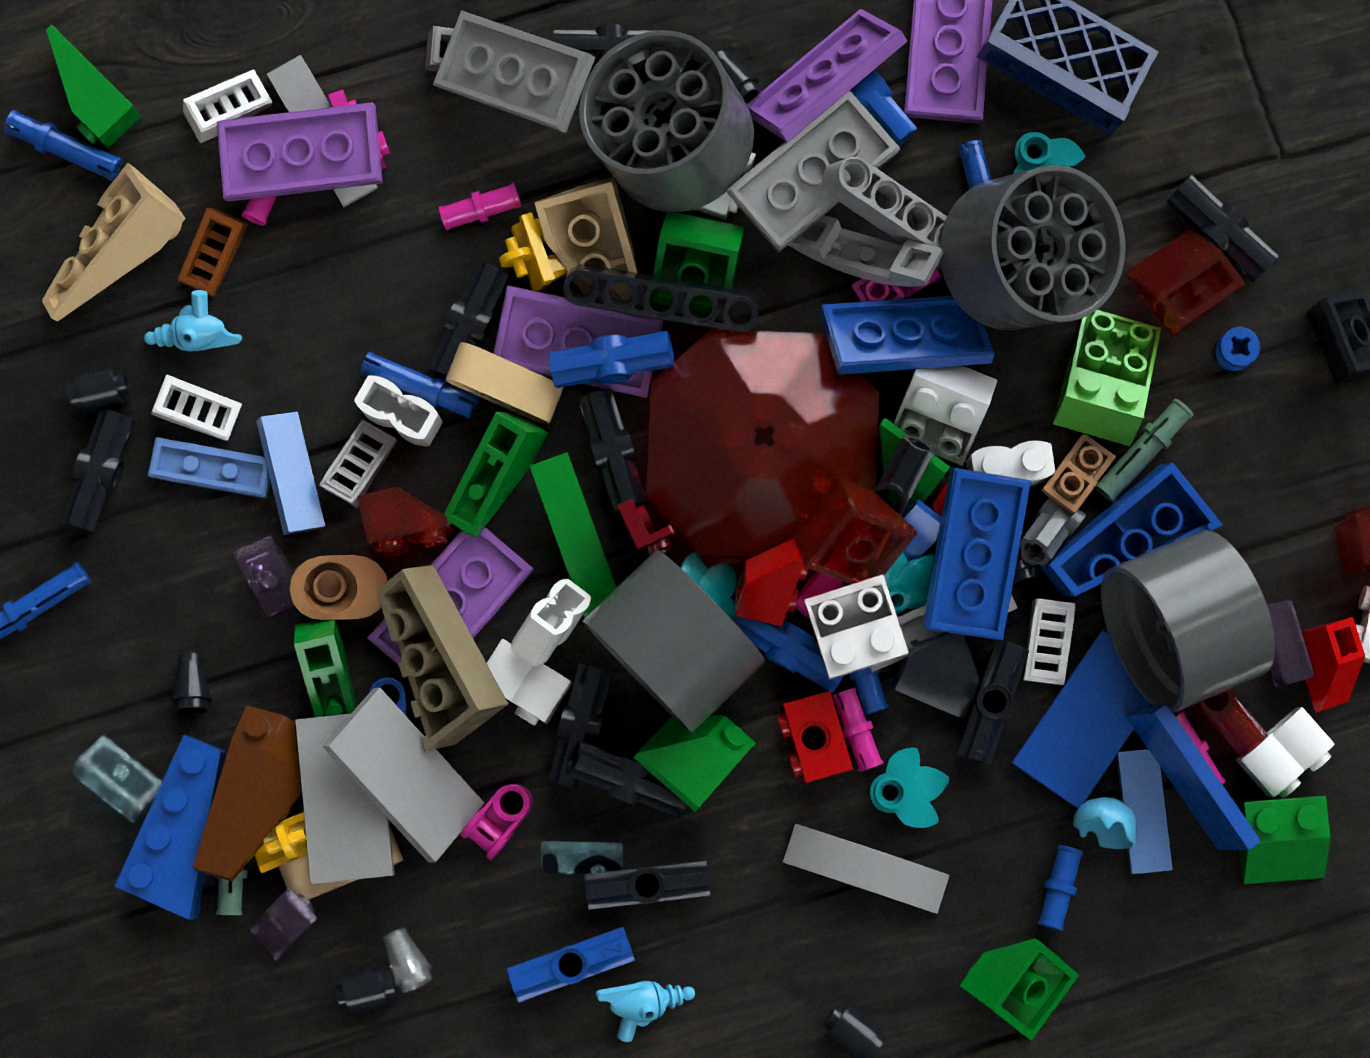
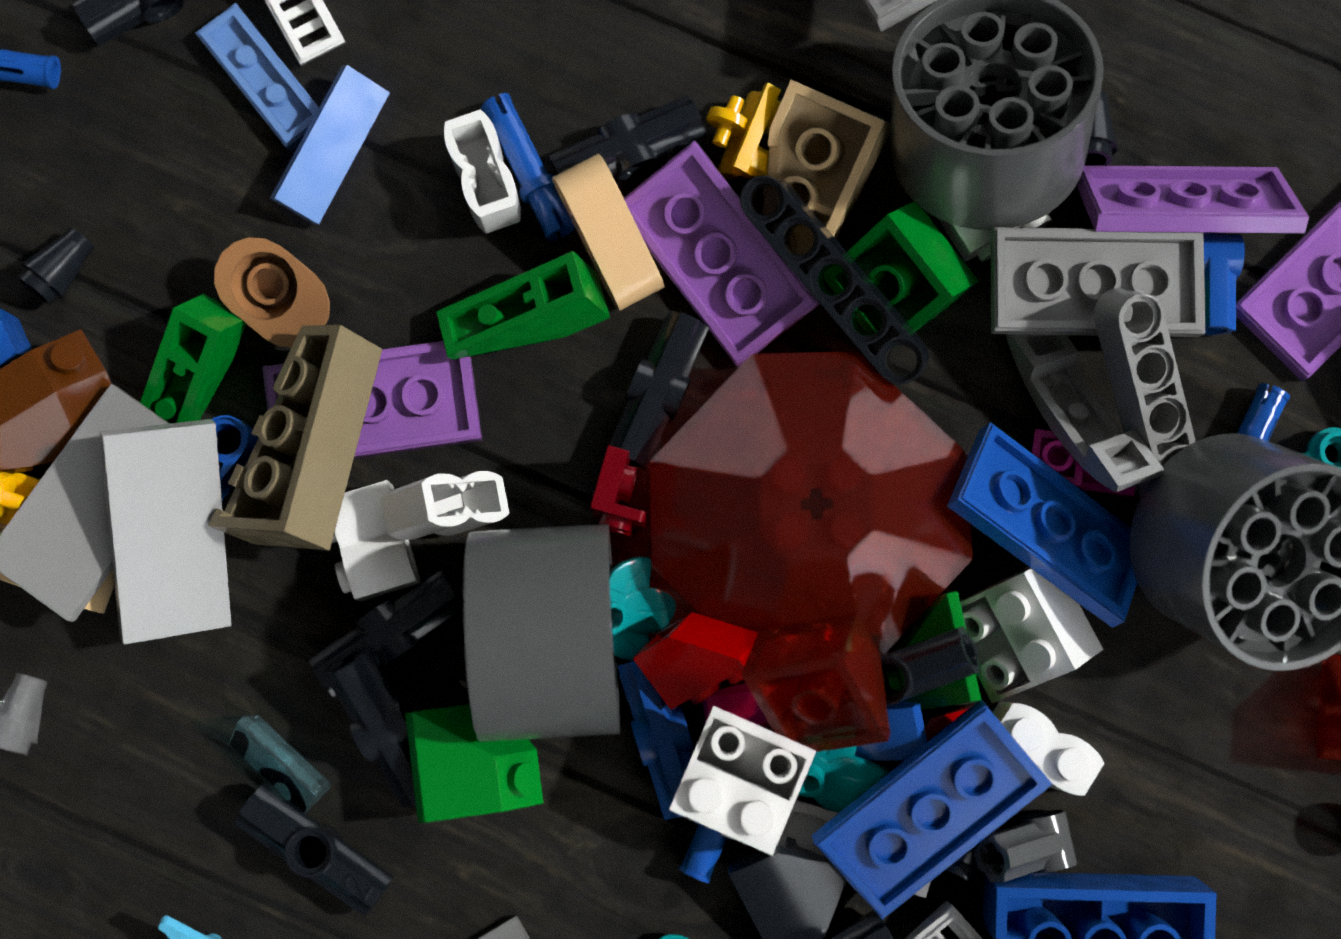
camera: 35 degrees right, 0 degrees up
(267, 574) = (218, 217): clear purple slope -> none
(338, 468) = (380, 178): light grey slope -> none
(399, 520) = (385, 275): clear red slope -> none
(479, 206) = (736, 45): dark pink pin -> none
(497, 821) = (222, 655): dark pink piece -> none
(544, 972) = (139, 849): blue piece -> none
(573, 528) = (551, 433): green slope -> none
(611, 359) = (733, 297): blue piece -> none
(820, 713) = (608, 883): red brick -> none
(857, 729) = (657, 878): dark pink pin -> none
(1078, 473) = (1104, 815): medium nougat slope -> none
(1108, 377) = (1217, 745): bright green slope -> none
(1155, 437) = (1193, 848): sand green pin -> none

